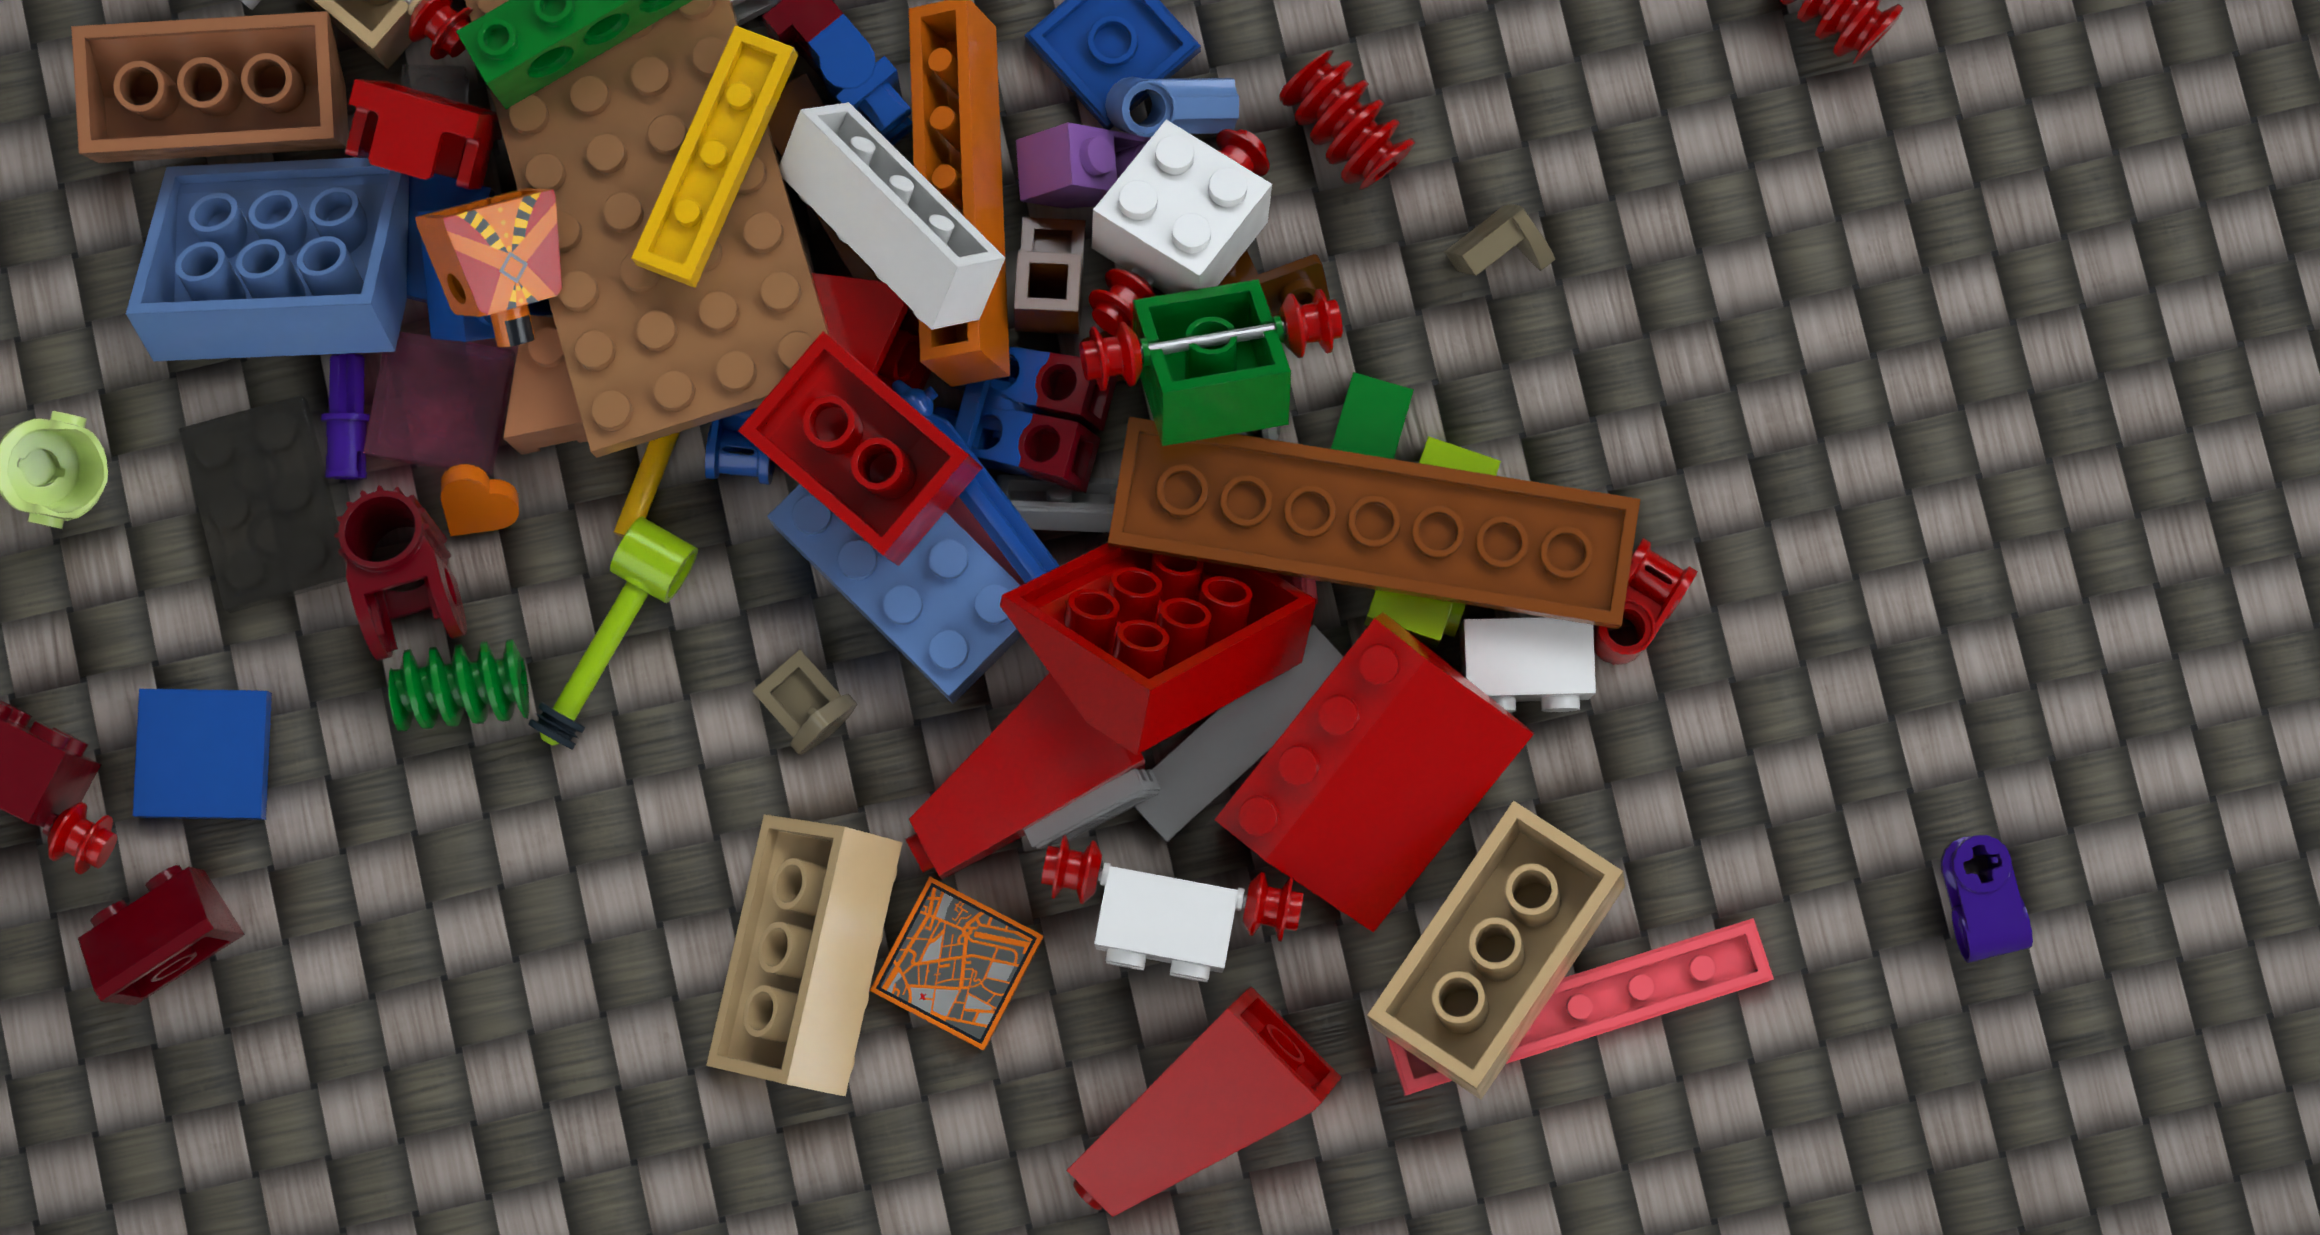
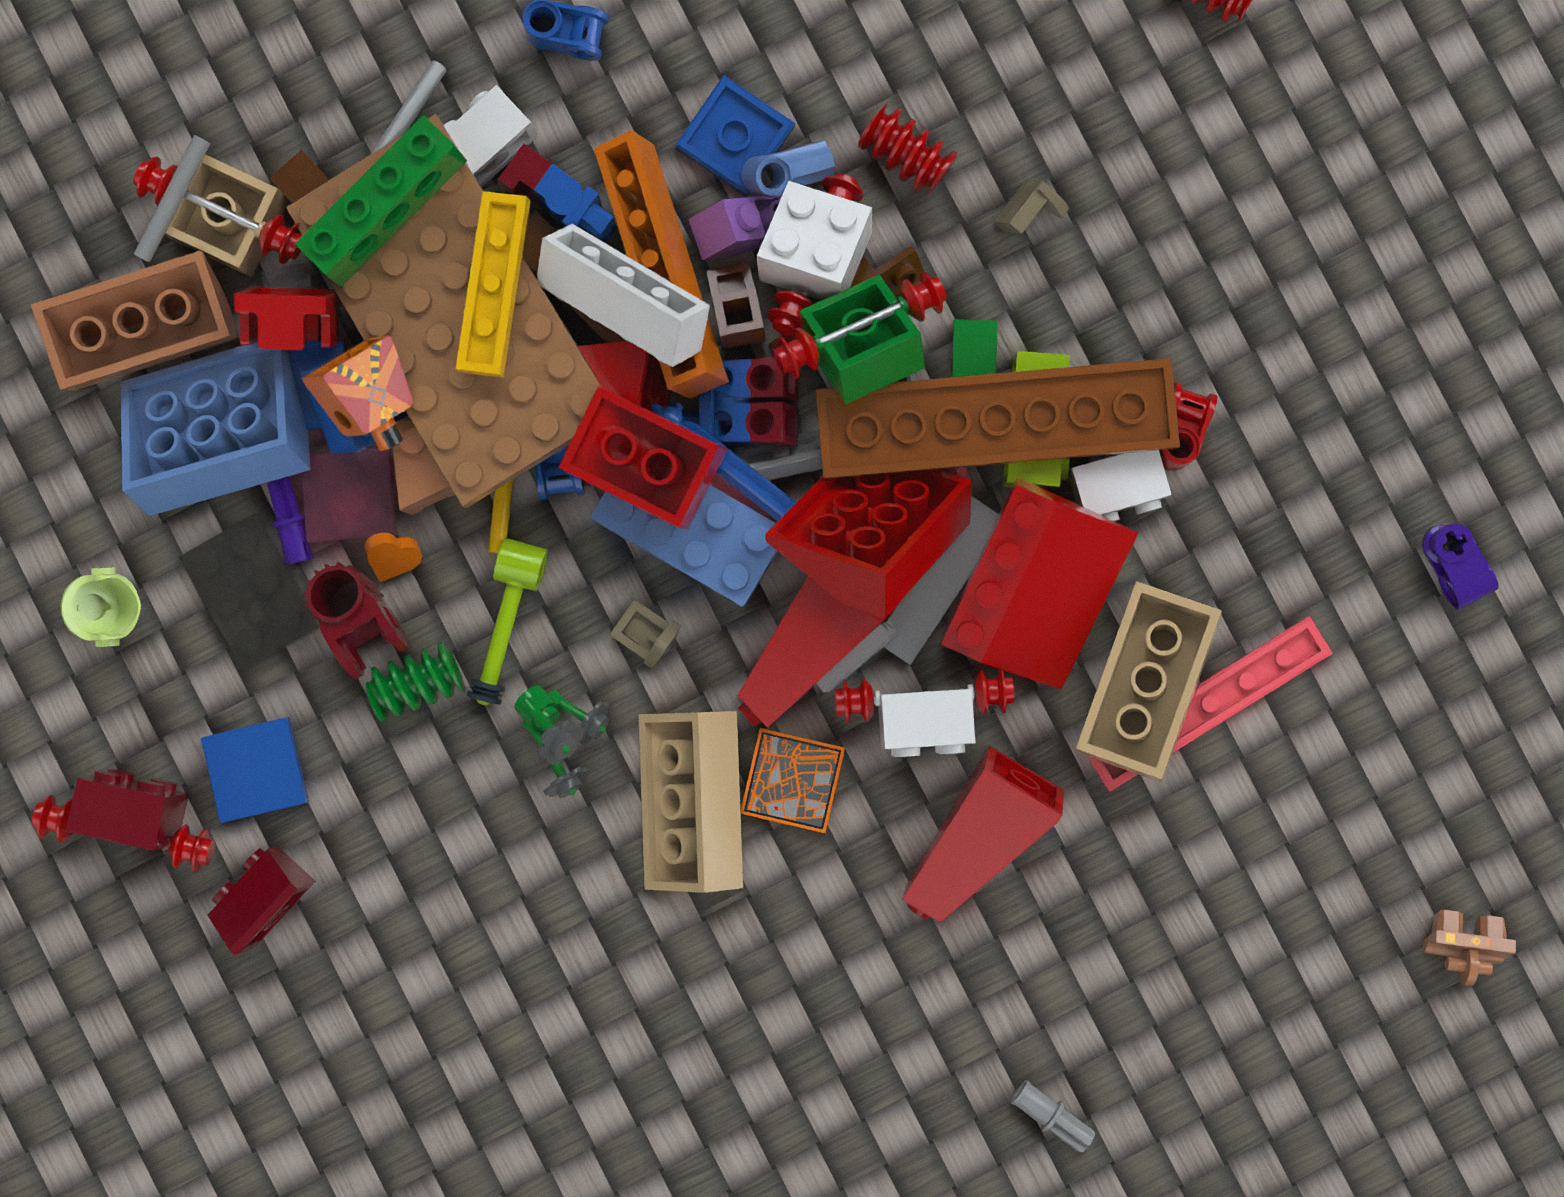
camera: 15 degrees left, 5 degrees up
(640, 812) = (560, 742): none -> plant

